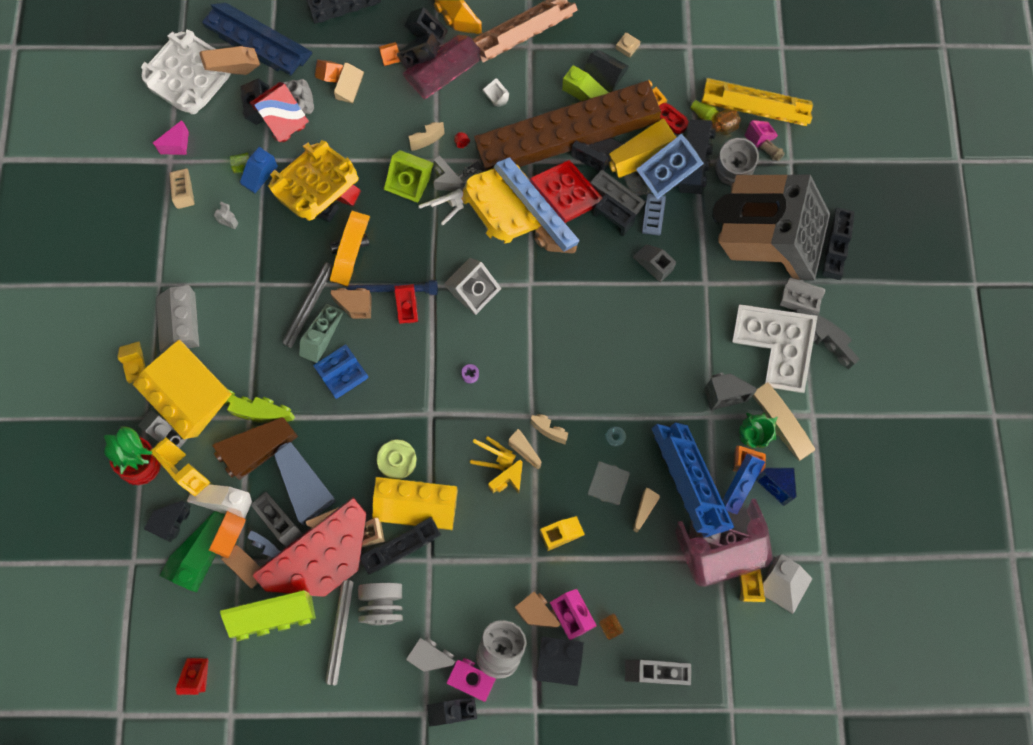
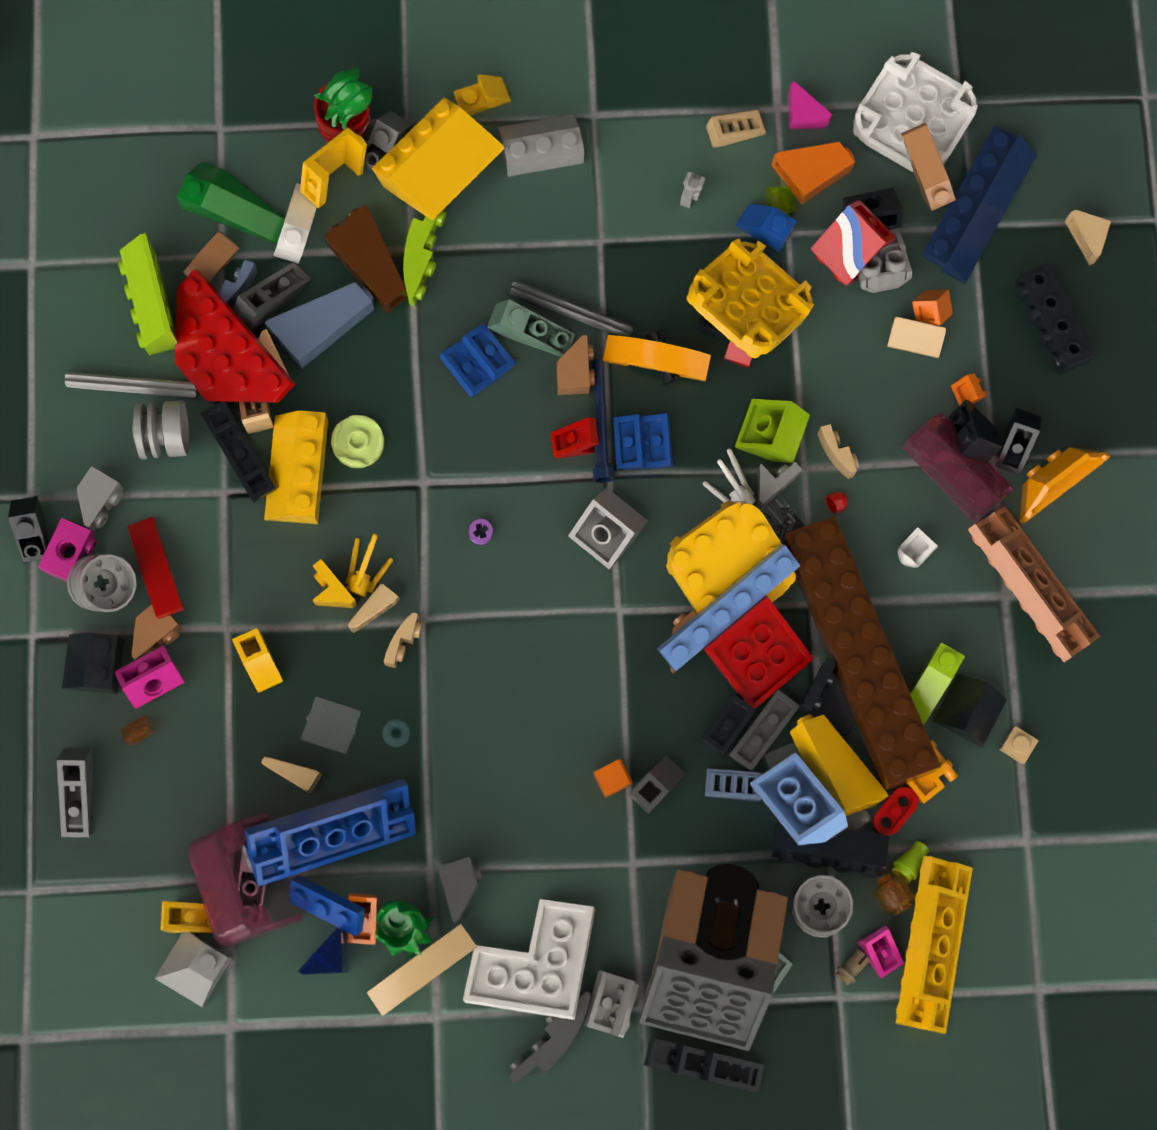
camera: 85 degrees right, 5 degrees up
(167, 520) = (266, 161): black slope -> none
(193, 677) = (74, 213): red slope -> none
(219, 138) = (813, 168): none -> orange slope
(227, 534) = (249, 235): orange slope -> none
(410, 261) = (643, 442): none -> blue slope
(488, 610) = (155, 568): none -> red slope
(649, 290) = (613, 778): none -> orange piece

